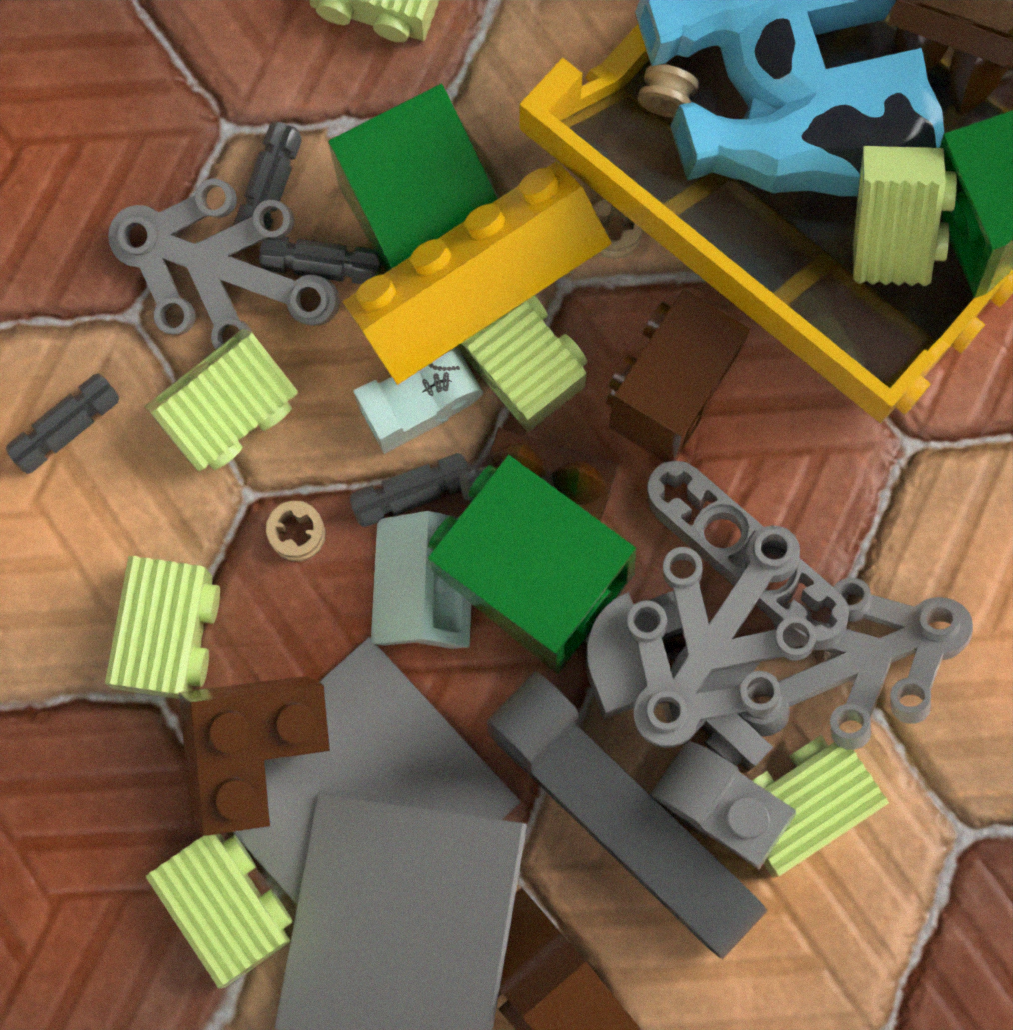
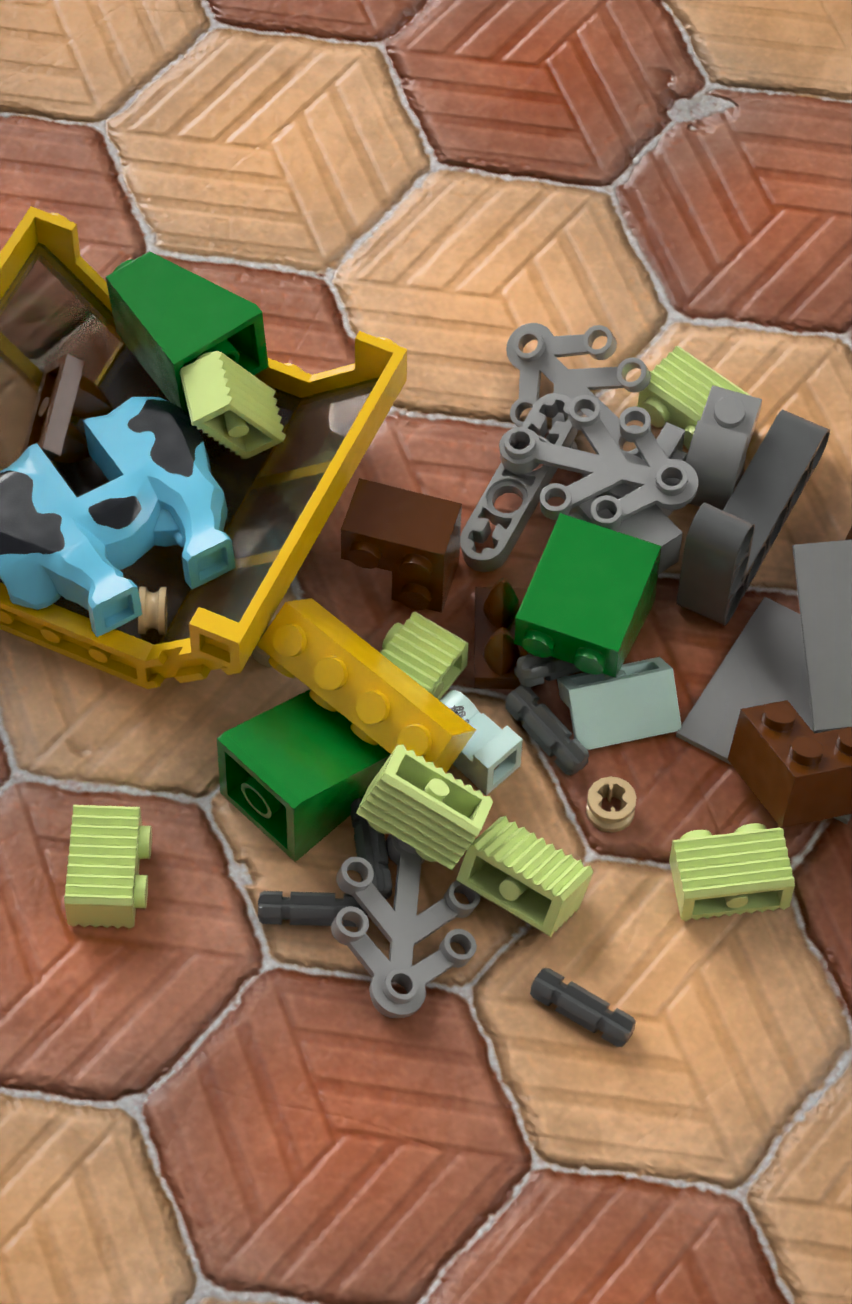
camera: 110 degrees left, 20 degrees down
(304, 293) = (424, 807): none -> yellowish green brick

